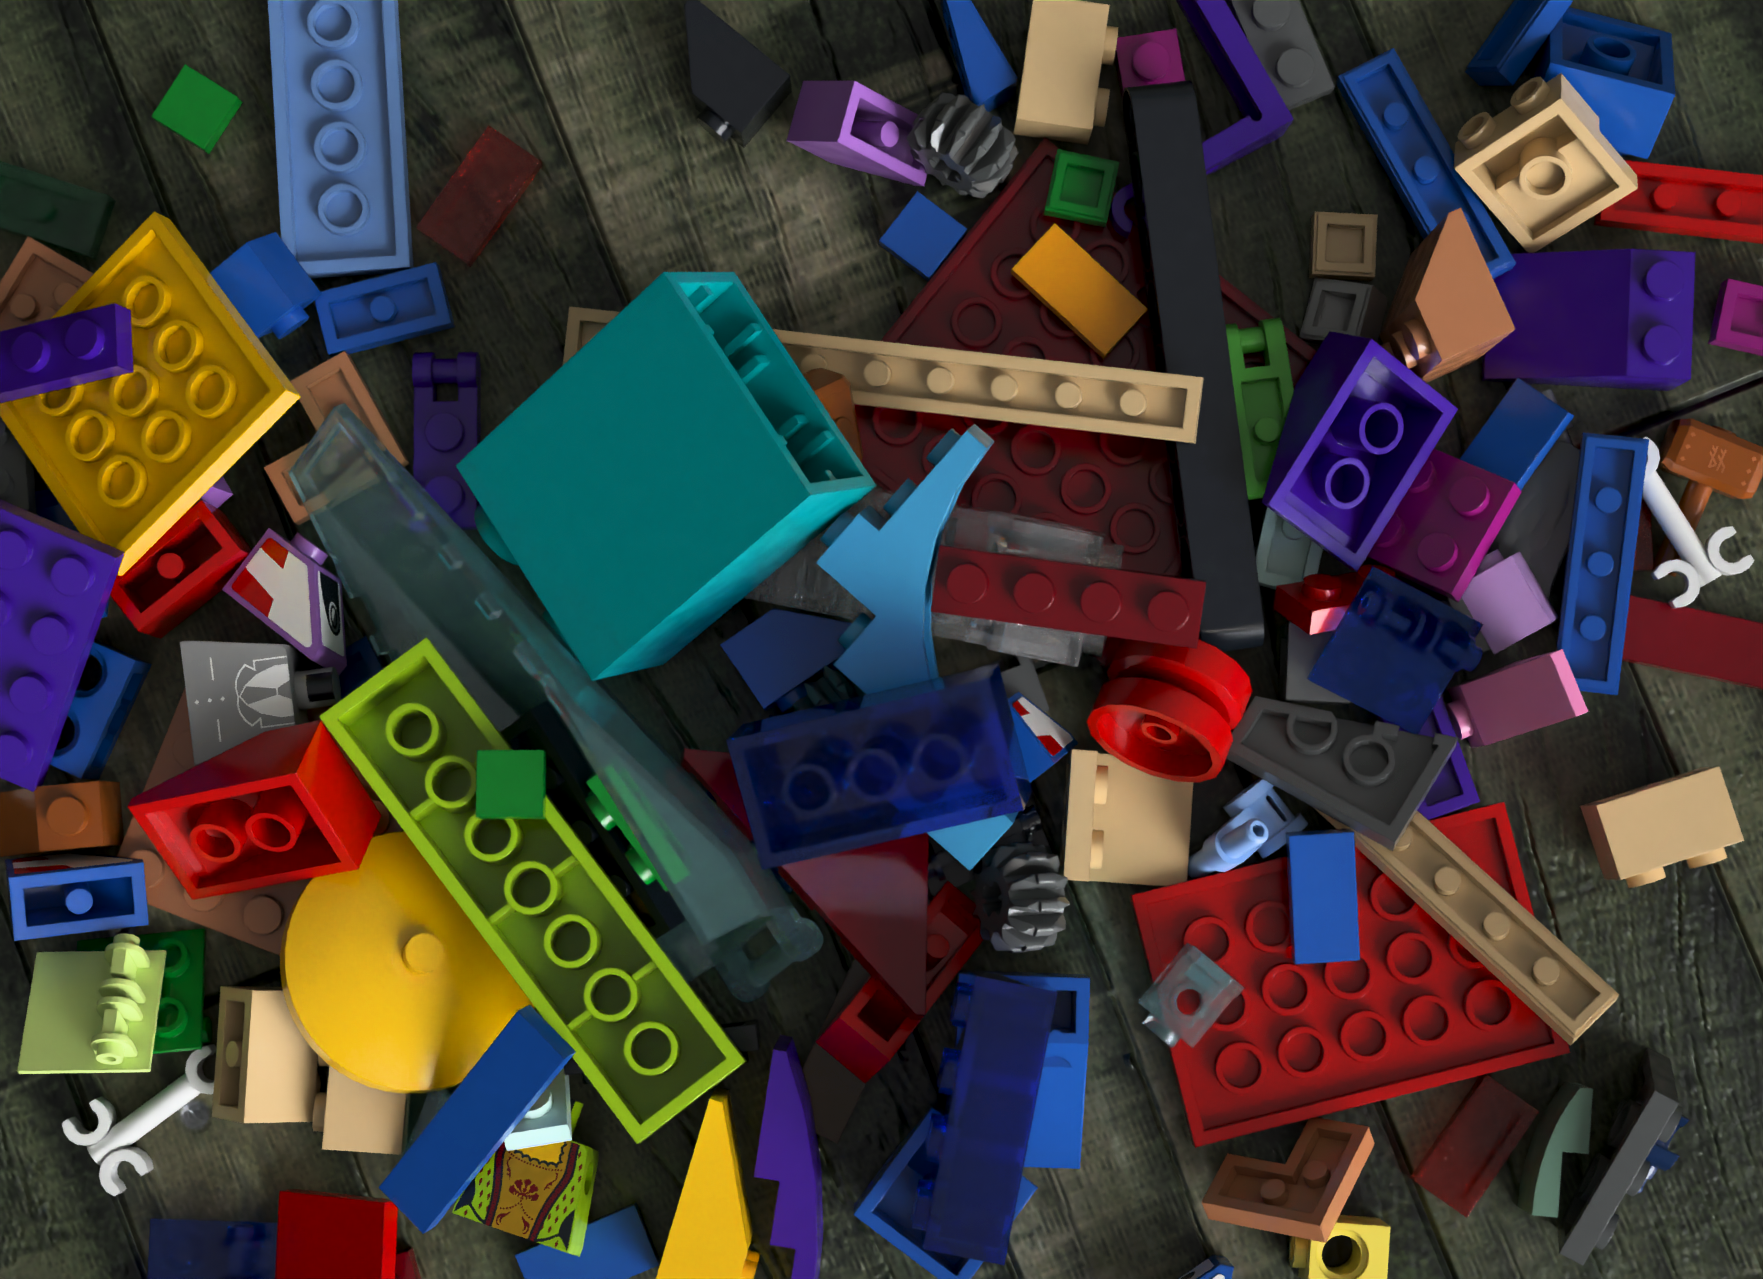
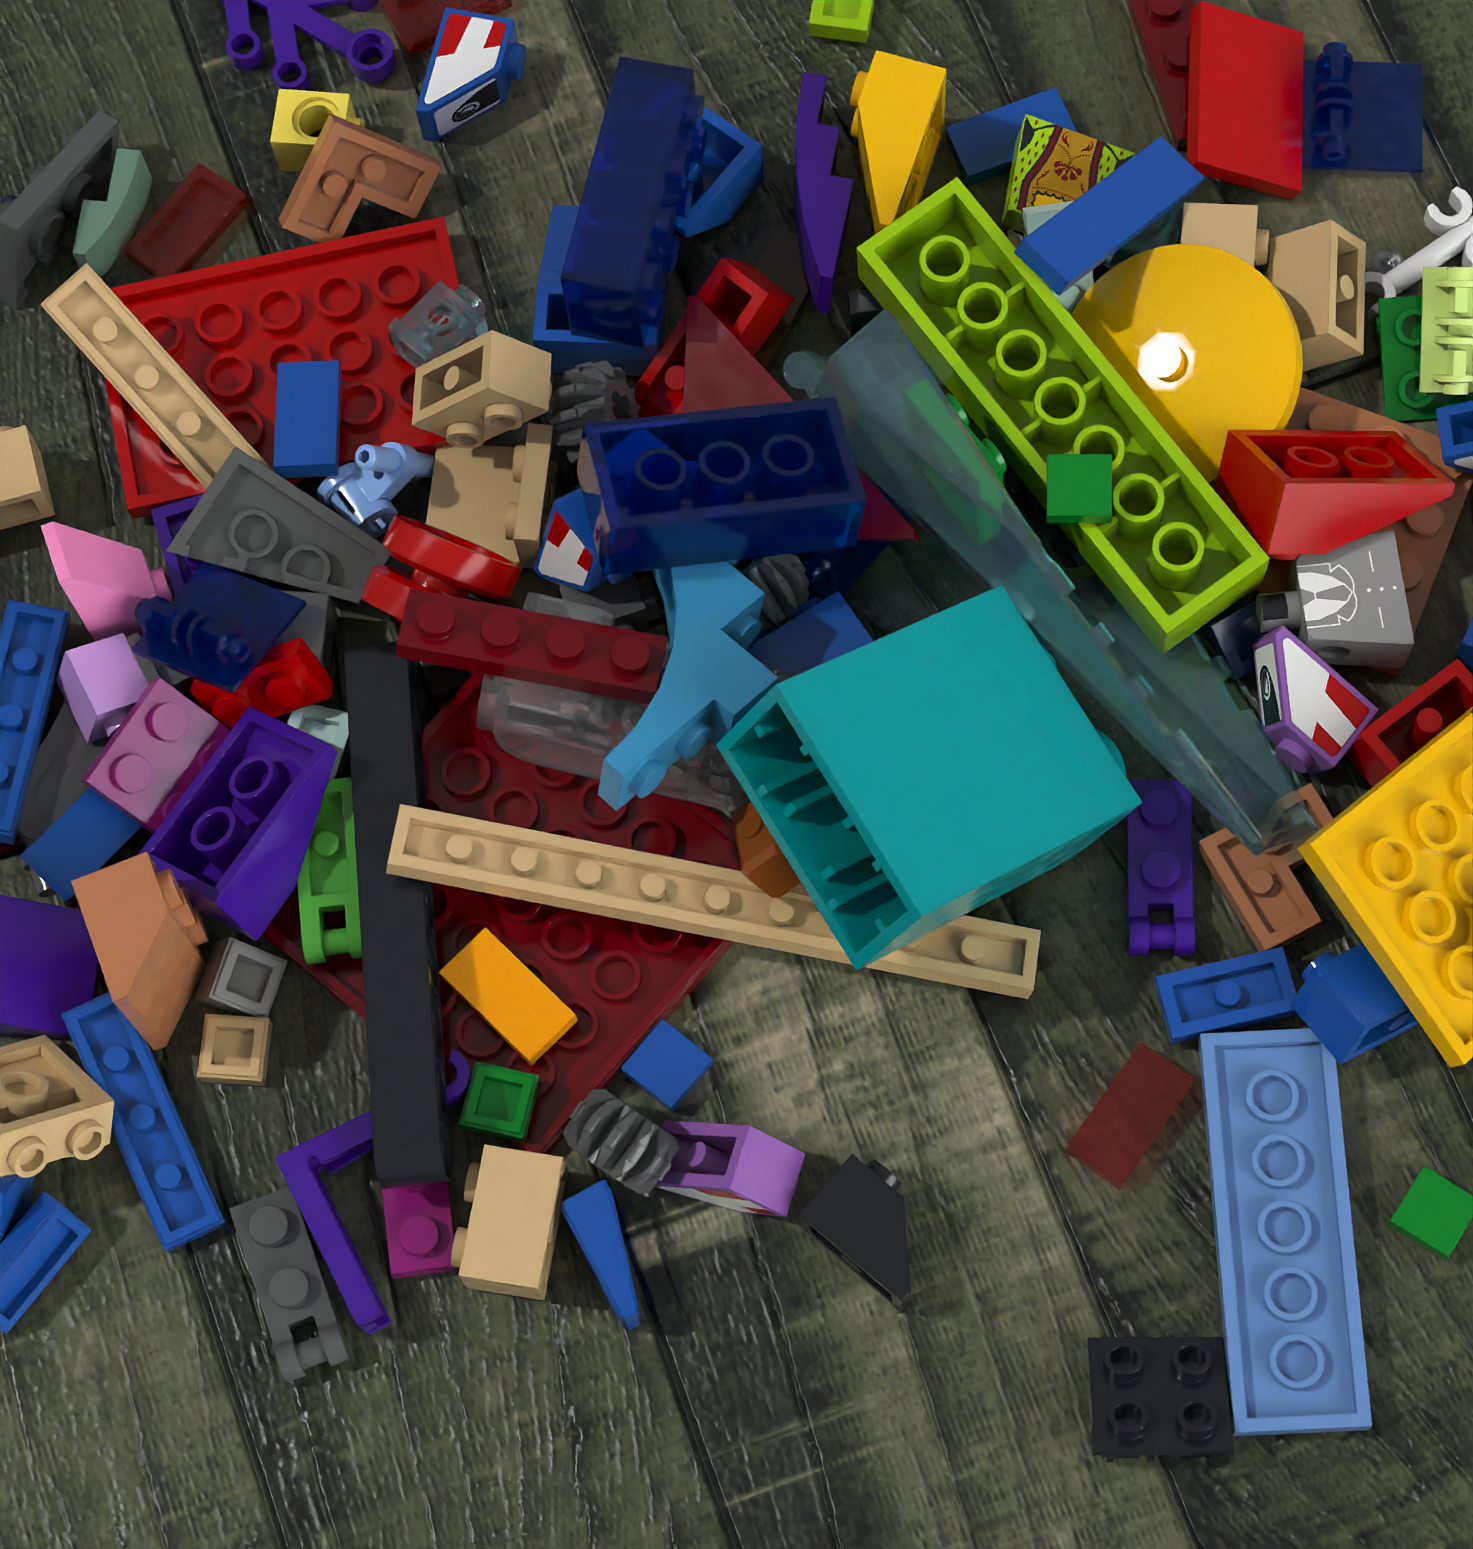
camera: 170 degrees left, 15 degrees down
(1140, 908) = (482, 389): none -> tan brick

